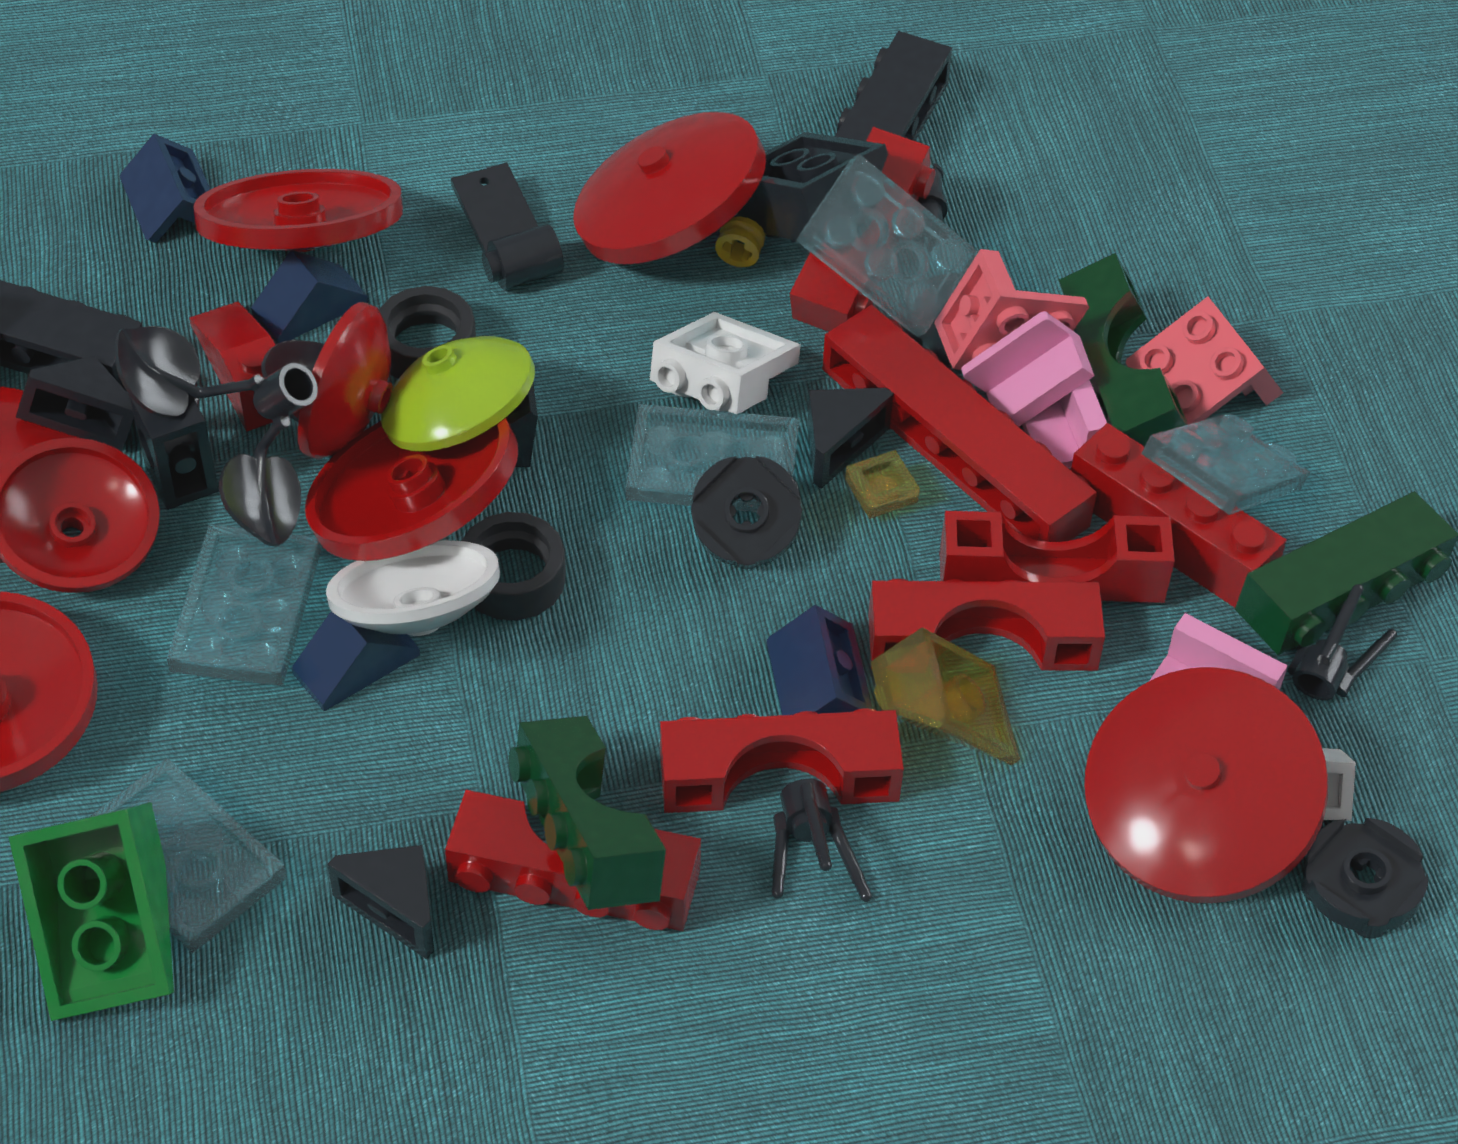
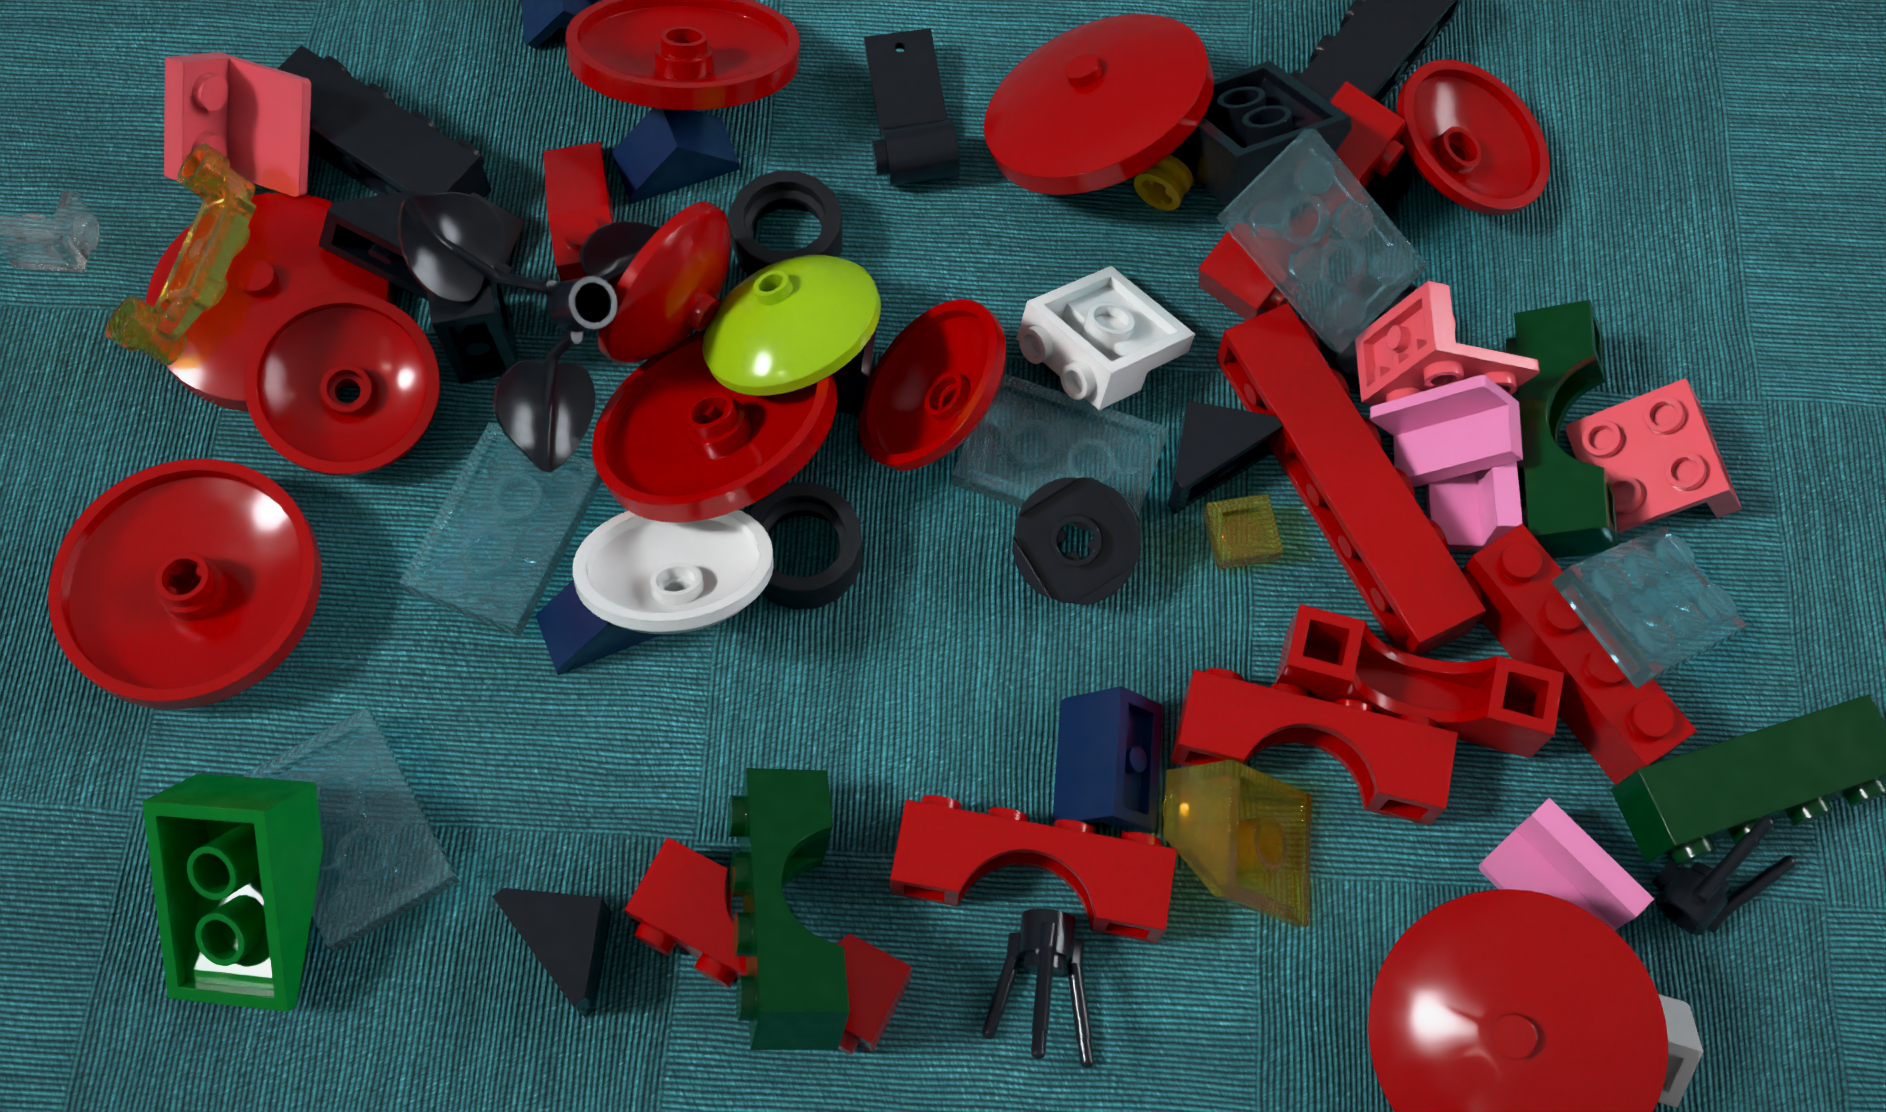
camera: 15 degrees right, 15 degrees up
(592, 417) = (933, 385): none -> red dish
(988, 160) = (1472, 138): none -> red dish

